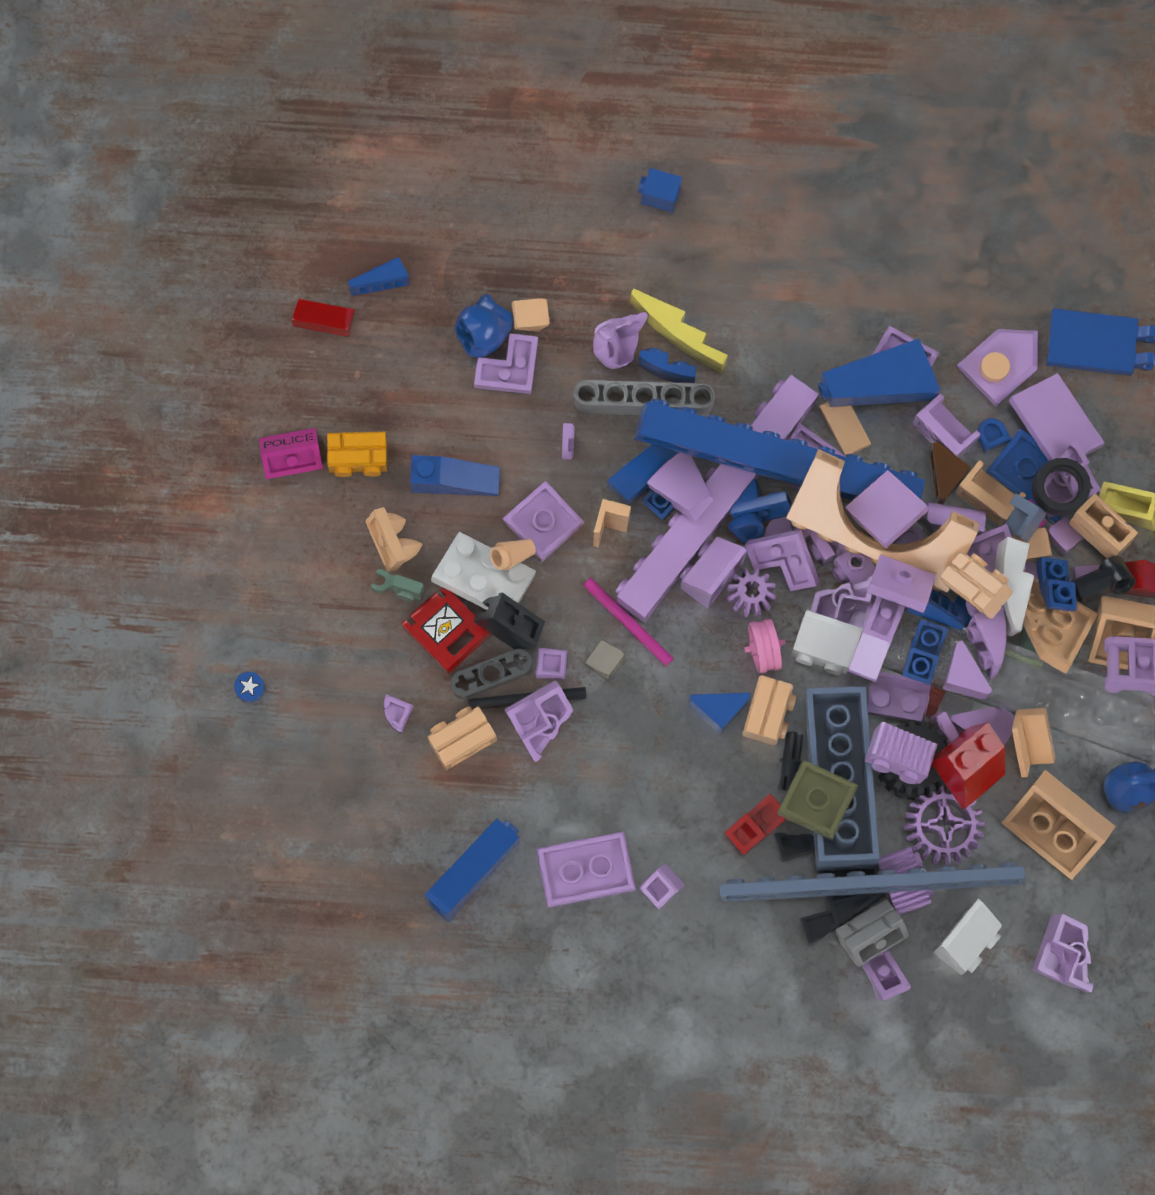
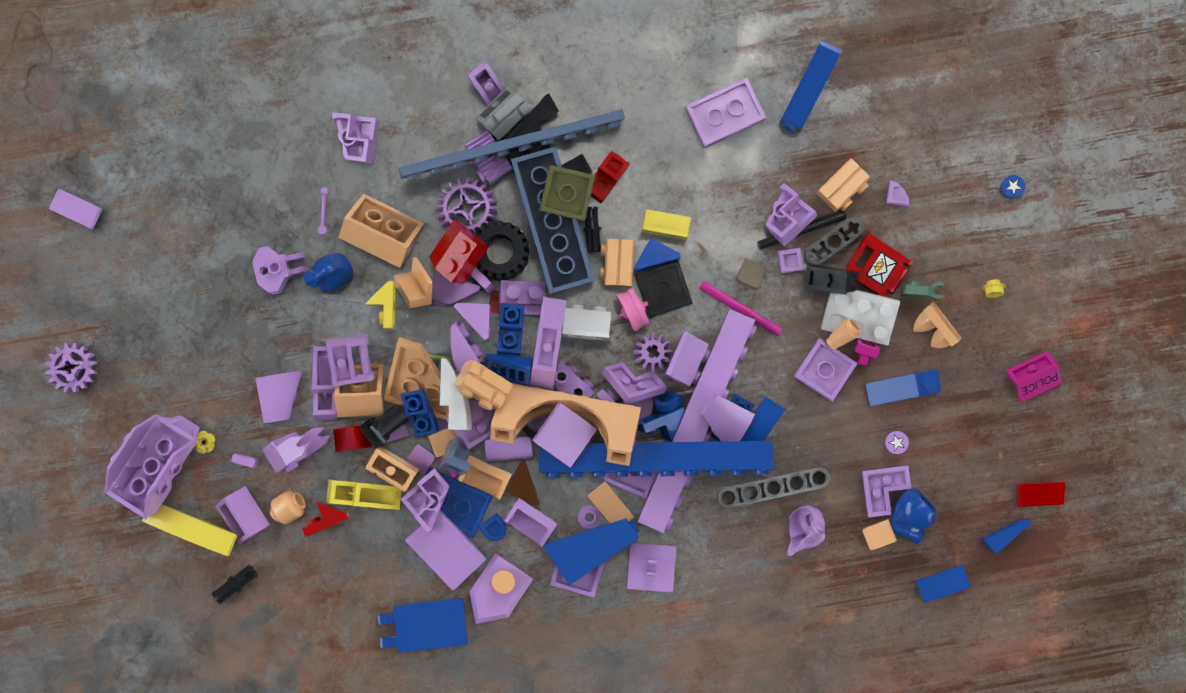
camera: 170 degrees right, 10 degrees up
(309, 568) = (994, 288): none -> light yellow plate
(357, 453) = (984, 387): light orange brick -> none
(468, 242) = (943, 583): none -> blue slope
(479, 417) = (896, 442): none -> lavender tile
(488, 530) = (866, 349): none -> dark pink tile
(568, 441) = (823, 438): lavender tile -> none
(612, 516) = (776, 383): light nougat panel -> none
(656, 362) = (767, 519): blue slope -> none
(660, 189) = (803, 666): blue brick -> none
(661, 886) = (665, 114): lavender slope -> none
(669, 323) = (766, 554): light yellow slope -> none
(696, 744) = (666, 224): none -> light yellow panel
(718, 666) = (663, 288): none -> black tile
(810, 344) = (651, 567): none -> lavender piece
(847, 603) = (578, 355): lavender slope -> none
(867, 424) = (589, 509): none -> lavender plate
(900, 753) = (512, 244): lavender brick -> none
(901, 583) = (540, 373): lavender plate -> none
(968, 938) = (431, 126): white slope -> none
(1073, 723) = (385, 298): none -> light yellow slope
(1080, 475) = (414, 488): black tyre -> none
(1132, 847) = (322, 229): none -> lavender hinge

